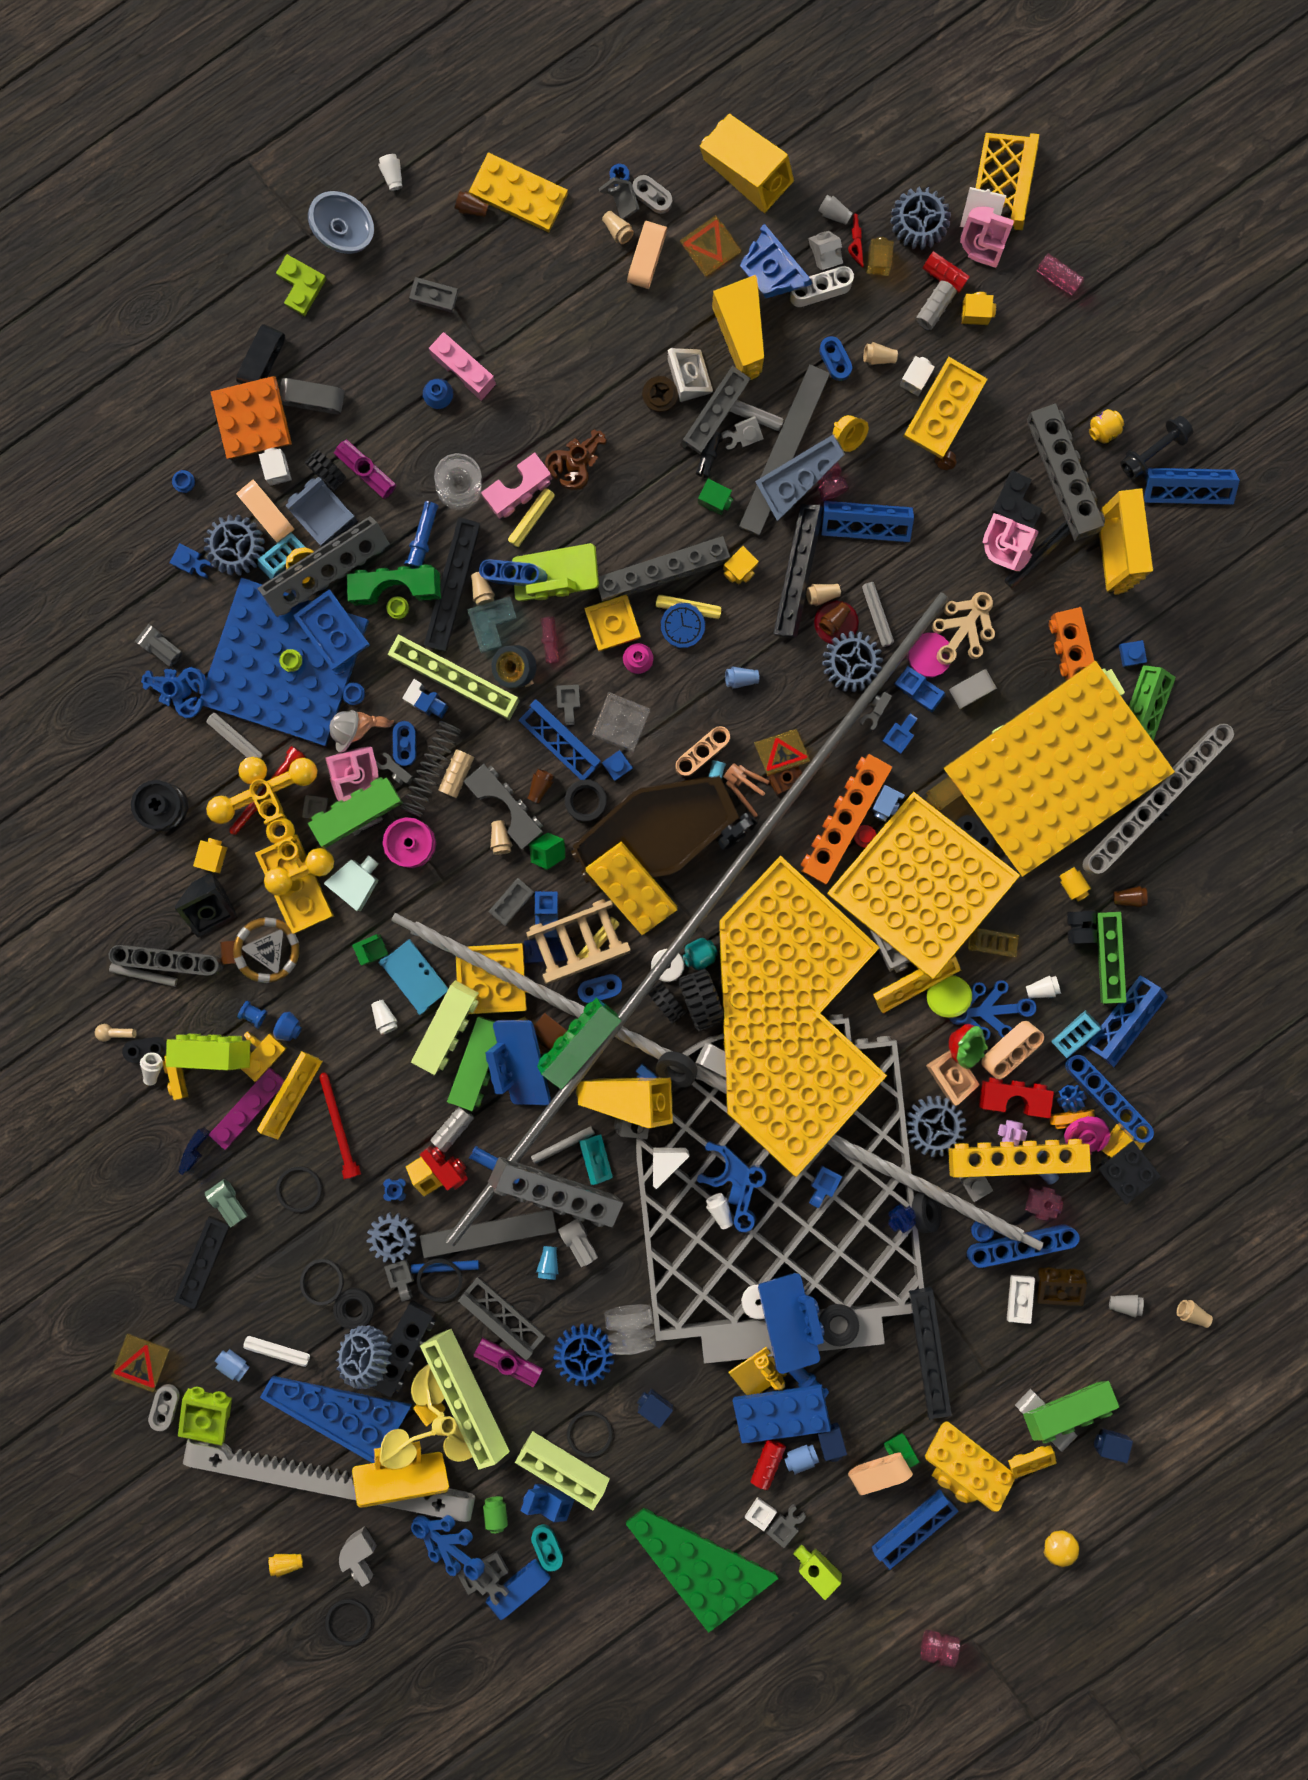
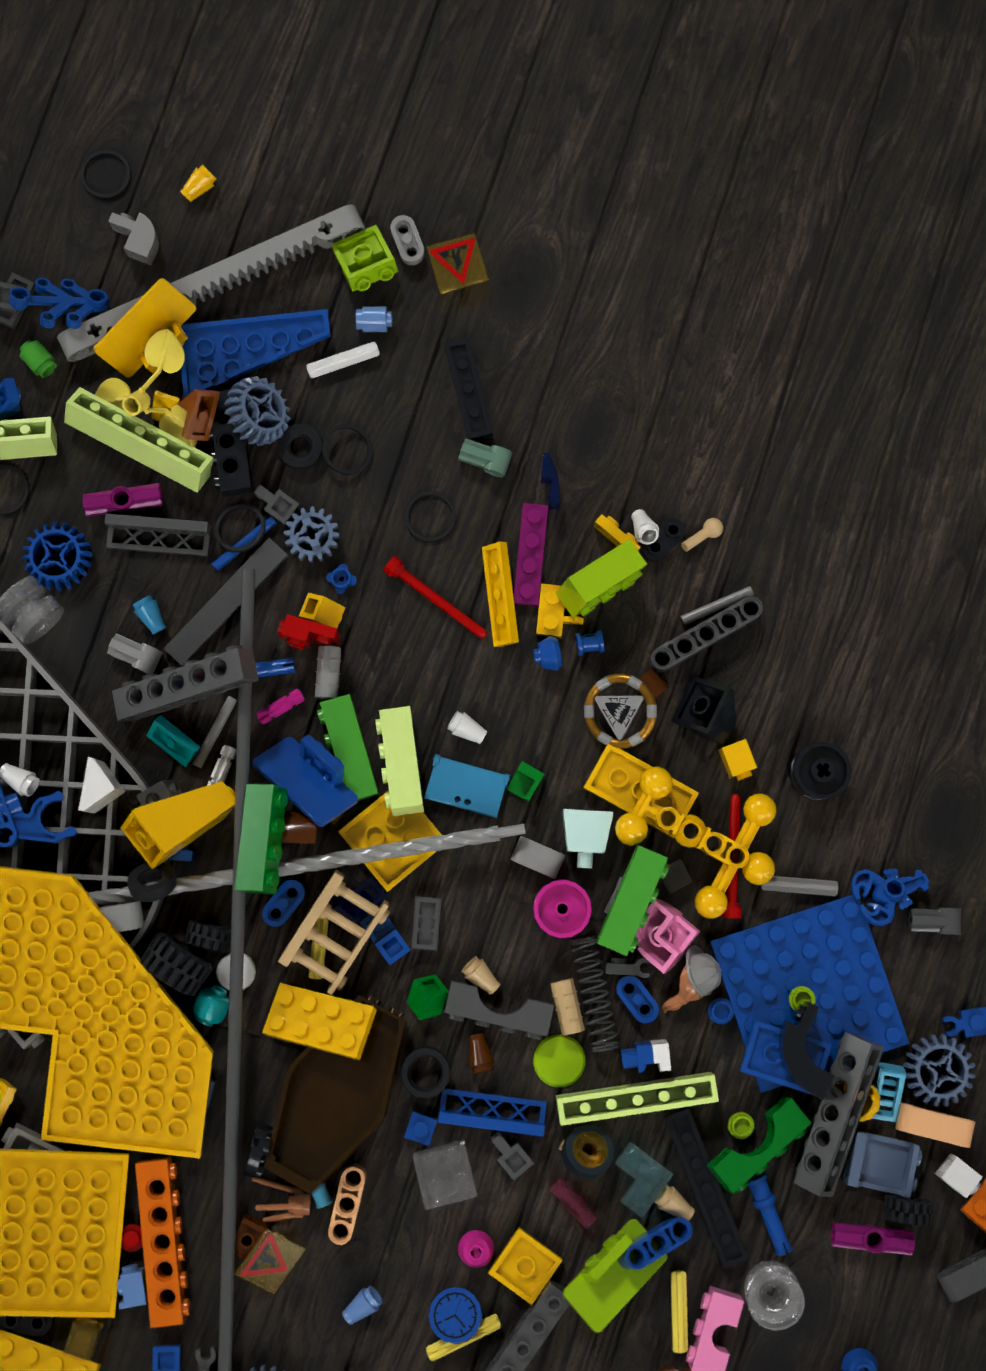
camera: 135 degrees right, 5 degrees down
(322, 626) = (794, 1053): none -> black arch
(400, 890) = (537, 857): none -> light grey beam
(401, 1388) = (200, 414): none -> dark orange slope
(489, 741) = (559, 1060): none -> lime piece
(503, 1129) = (280, 706): none -> dark pink axle
(573, 1117) = (222, 765): none -> white axle

